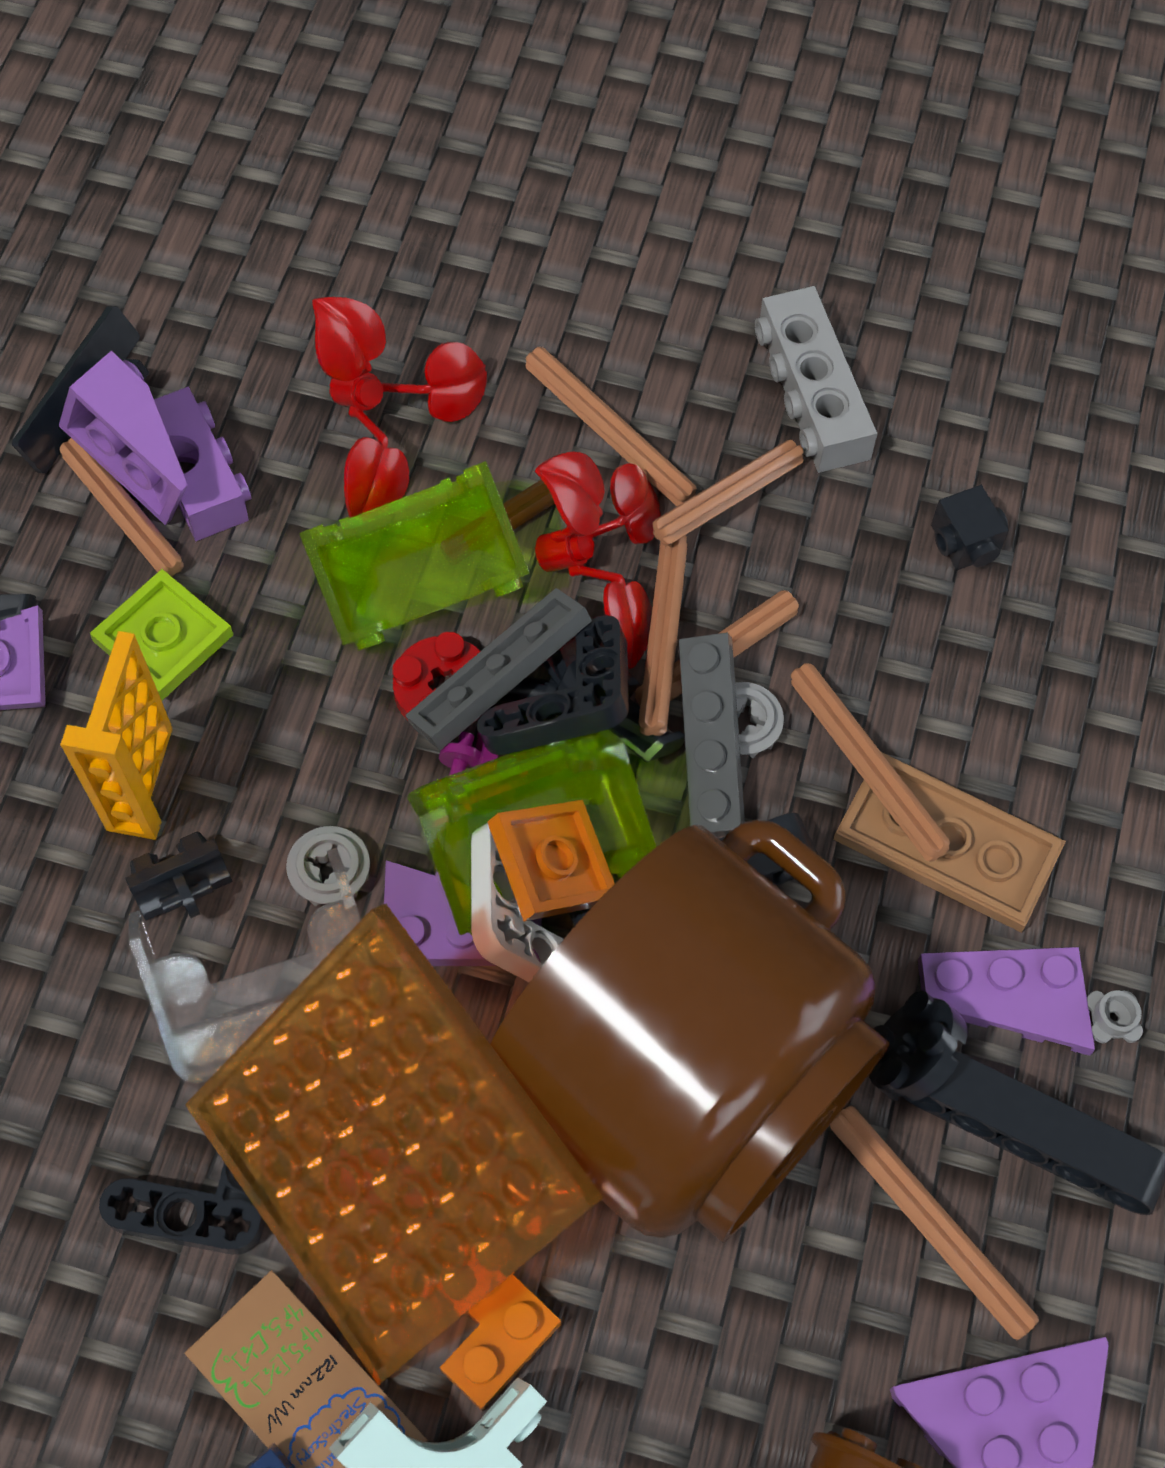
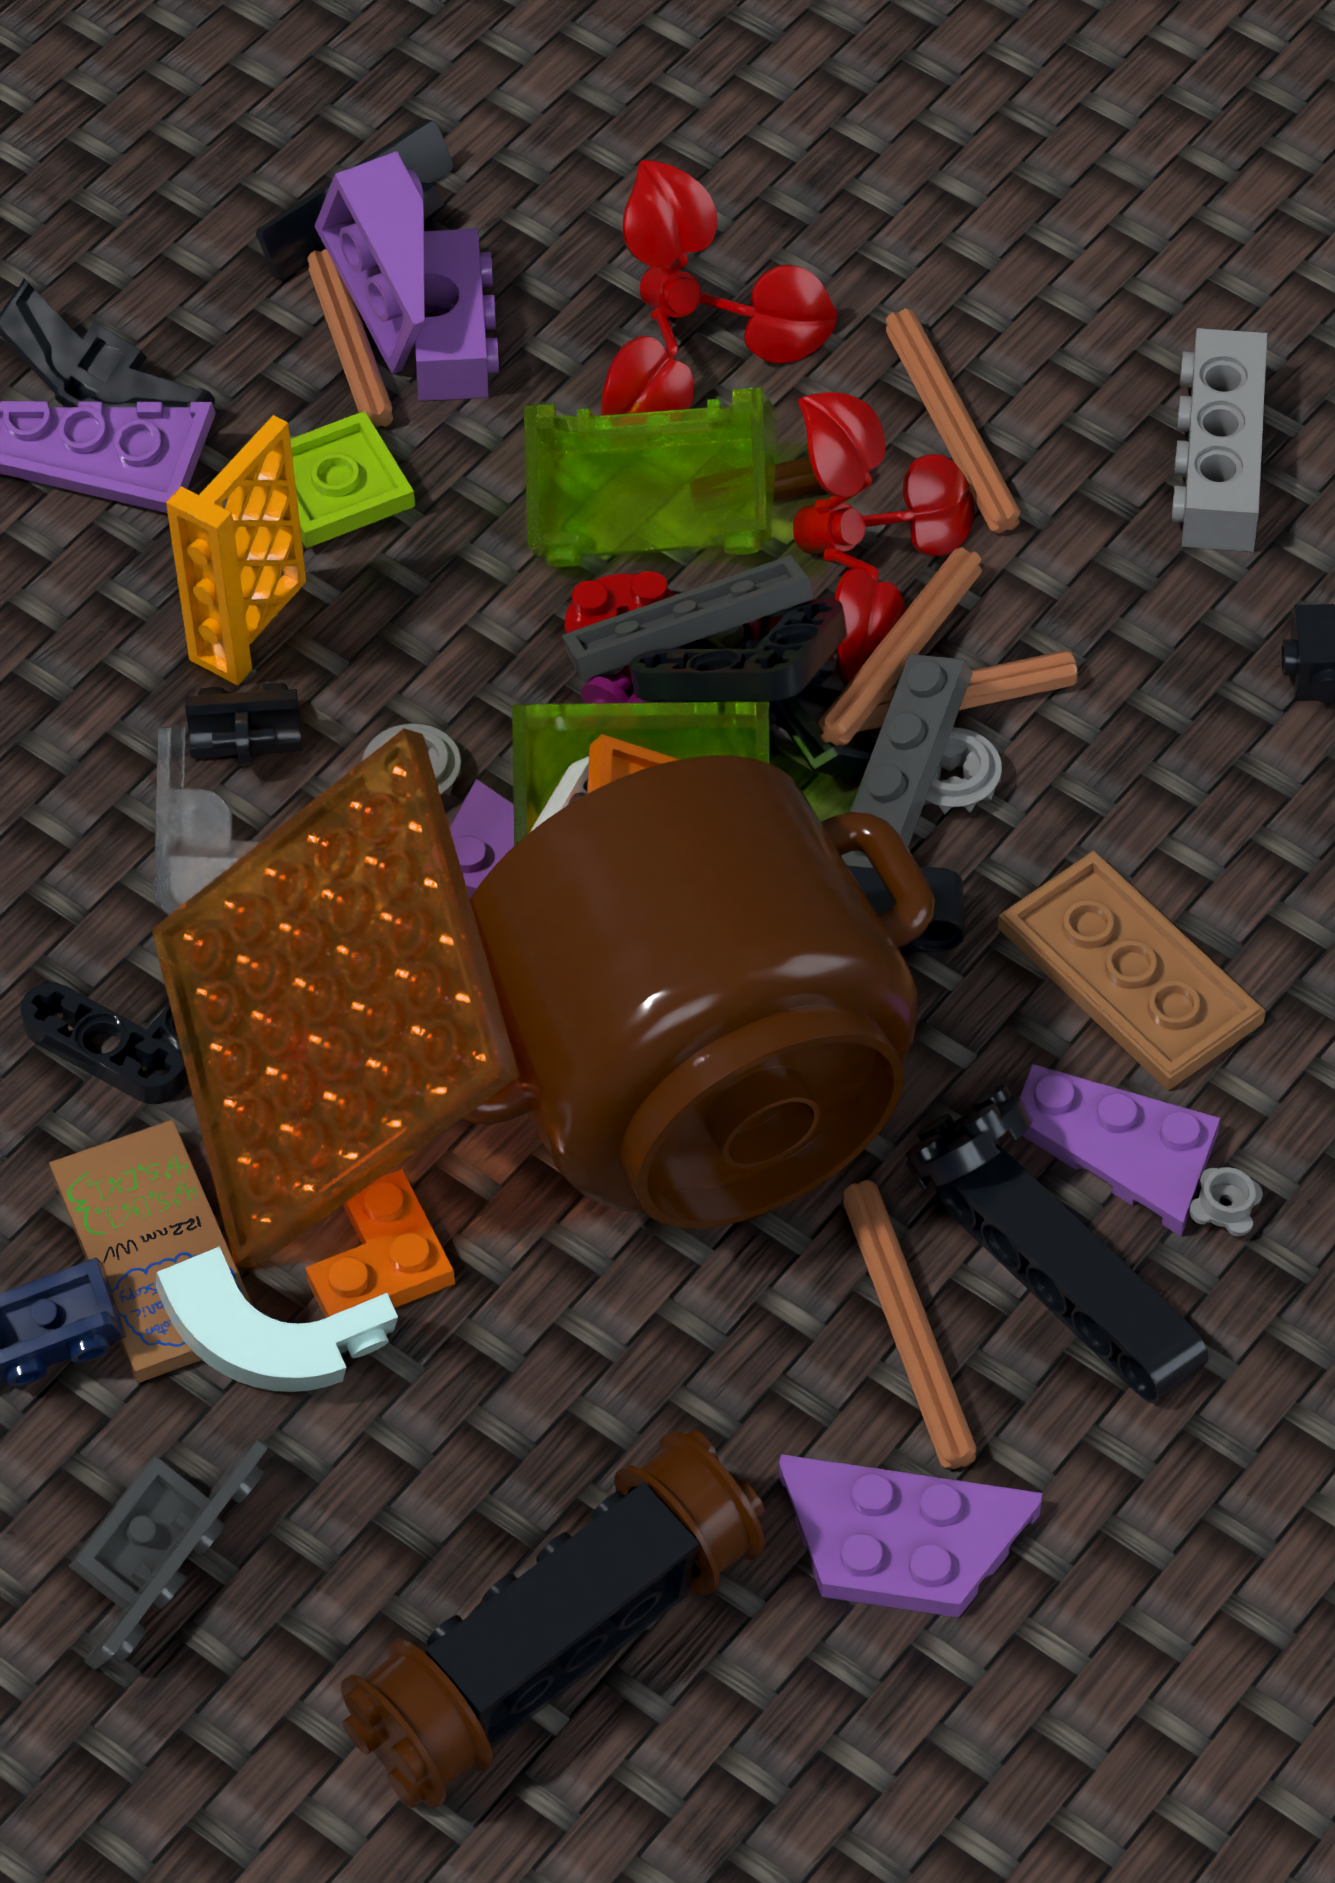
camera: 25 degrees right, 10 degrees down
(727, 492) = (1053, 527): nougat axle -> none
(870, 763) = (1071, 851): nougat axle -> none

